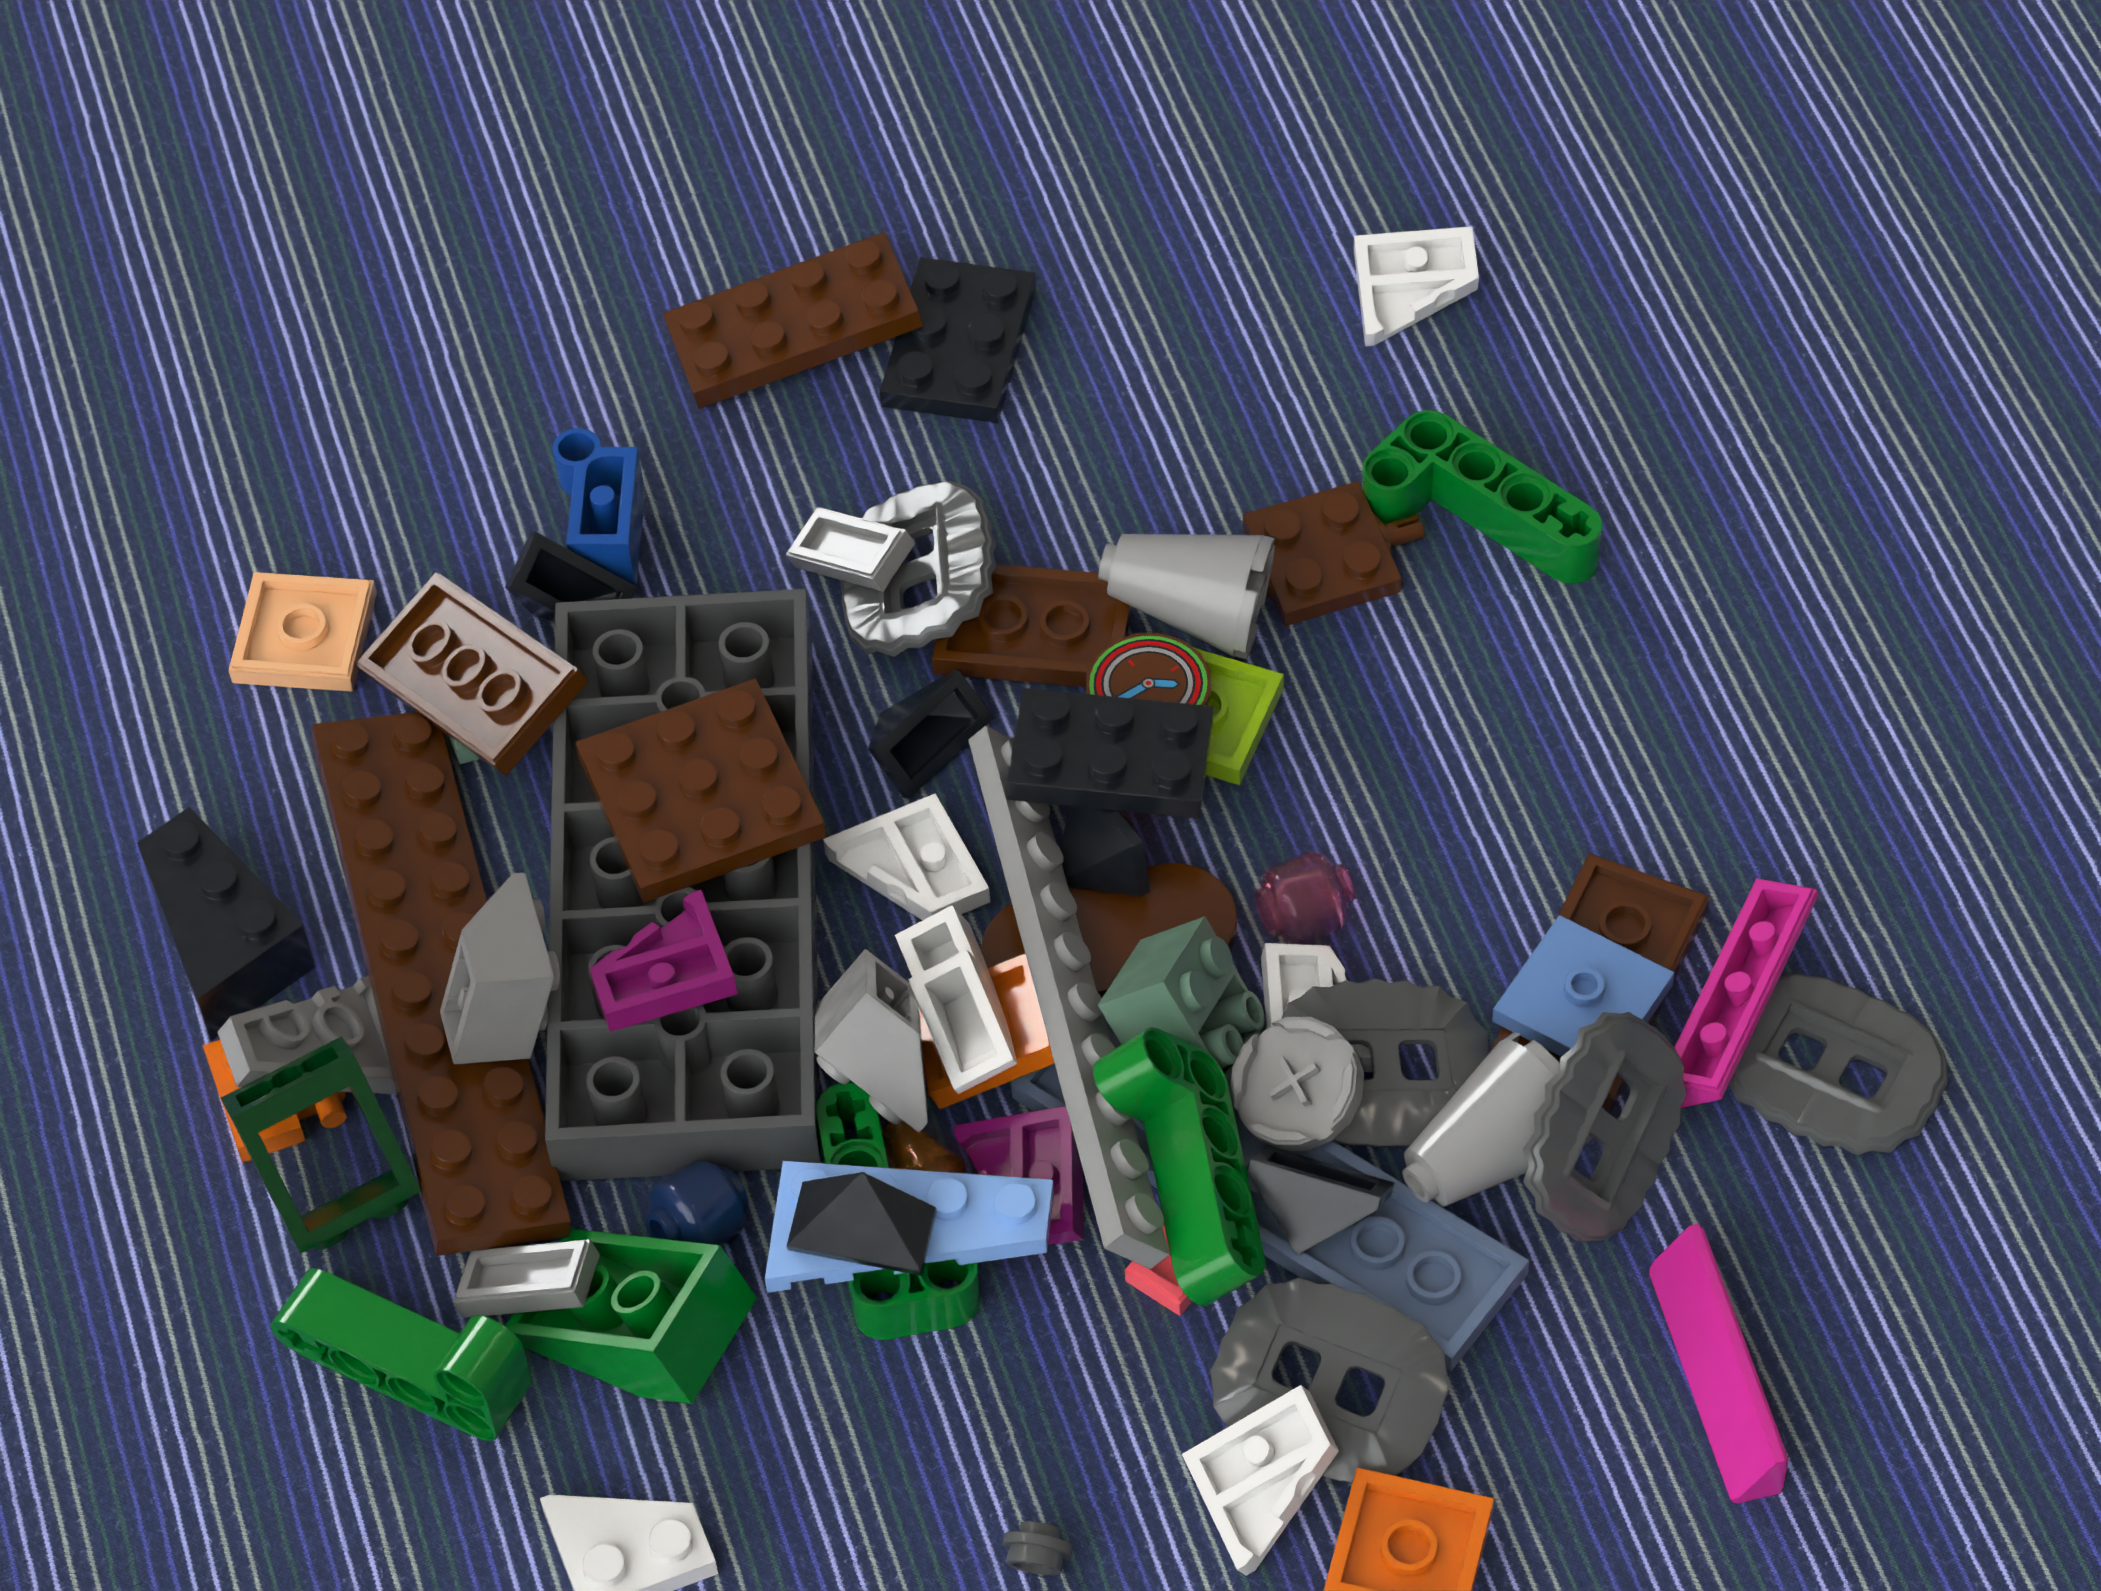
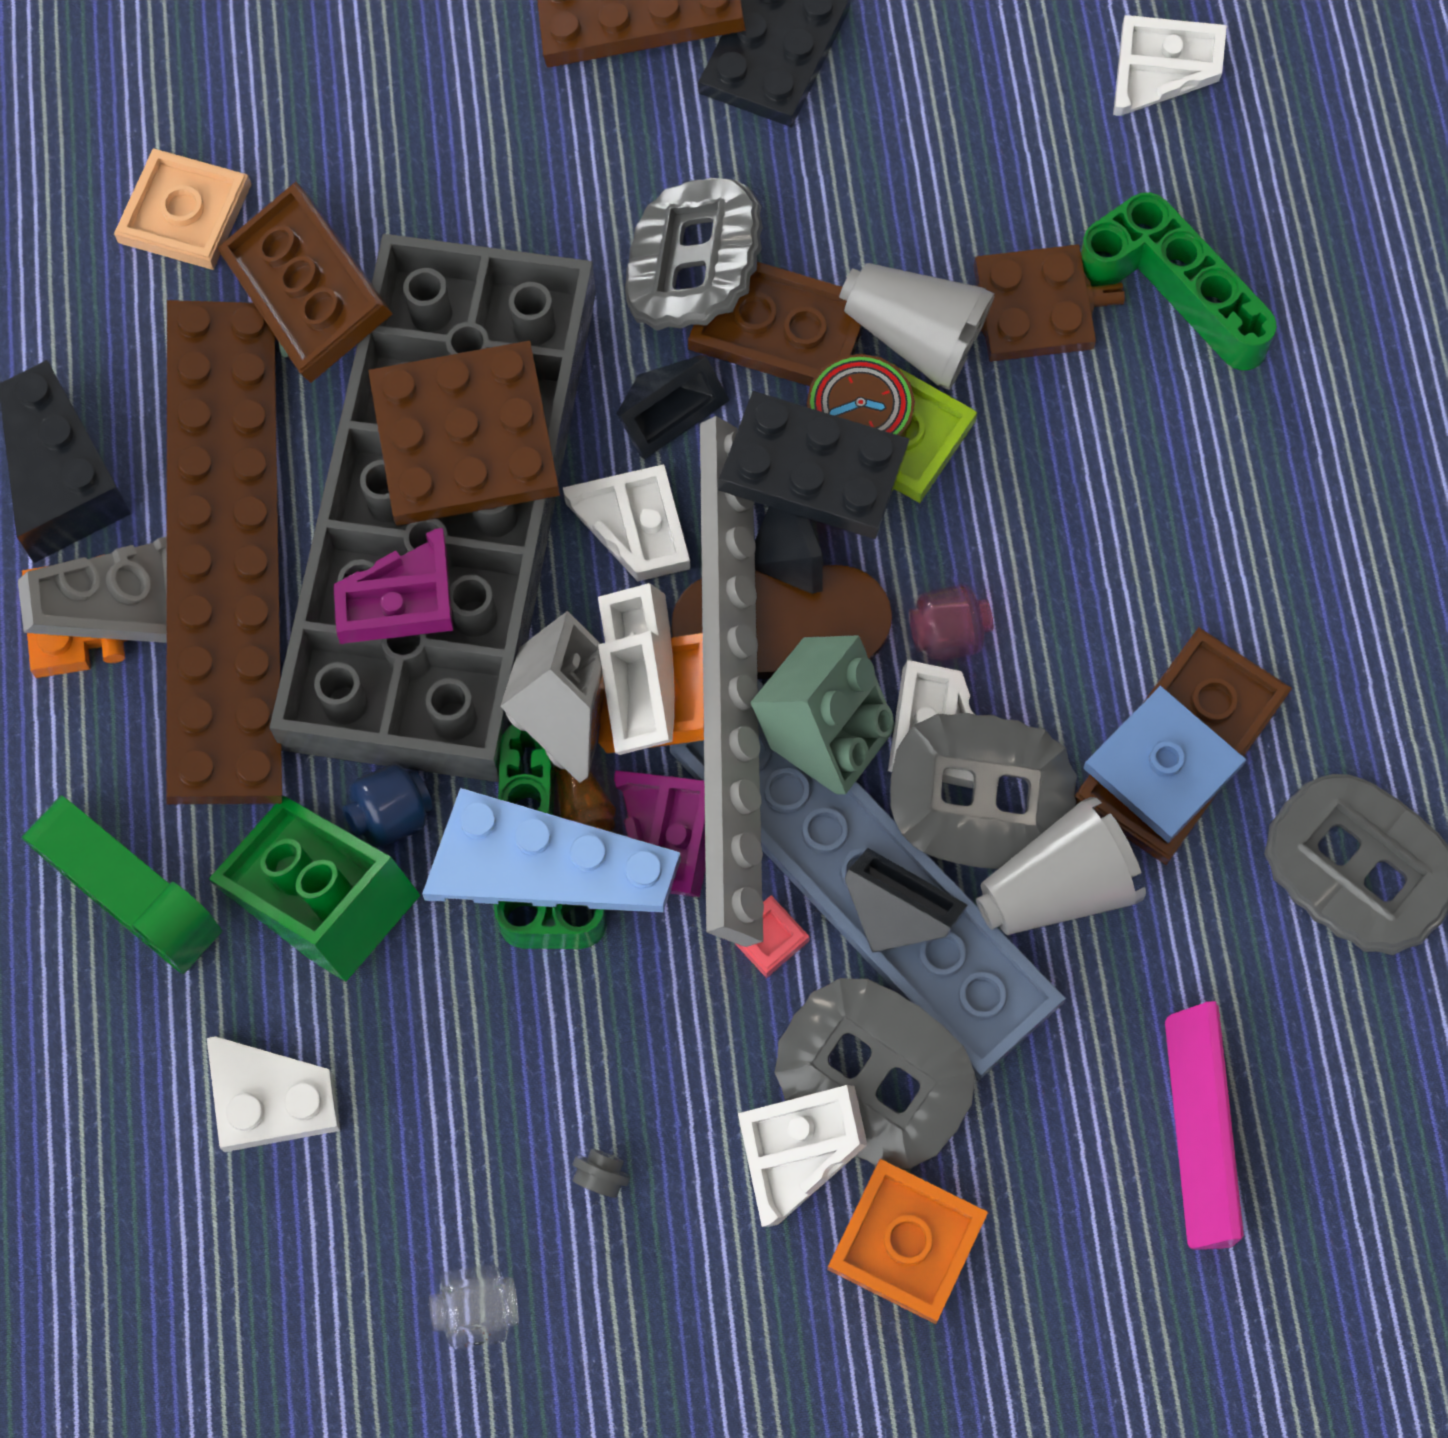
camera: 10 degrees right, 15 degrees up
(293, 1090) = (70, 647): dark green window -> none
(500, 979) = (258, 575): light grey slope -> none
(526, 1278) = (236, 839): light grey tile -> none
(554, 575) = (398, 211): black slope -> none
(605, 500) = (444, 150): blue hinge -> none
(850, 549) = (642, 224): light grey tile -> none
(862, 1223) = (510, 867): black slope -> none
(1193, 1157) = (802, 859): green beam -> none
(1297, 1084) = (904, 802): light grey tile -> none
(1630, 1144) = (1172, 913): dark grey piece -> none
(1740, 986) = (1296, 787): dark pink slope -> none

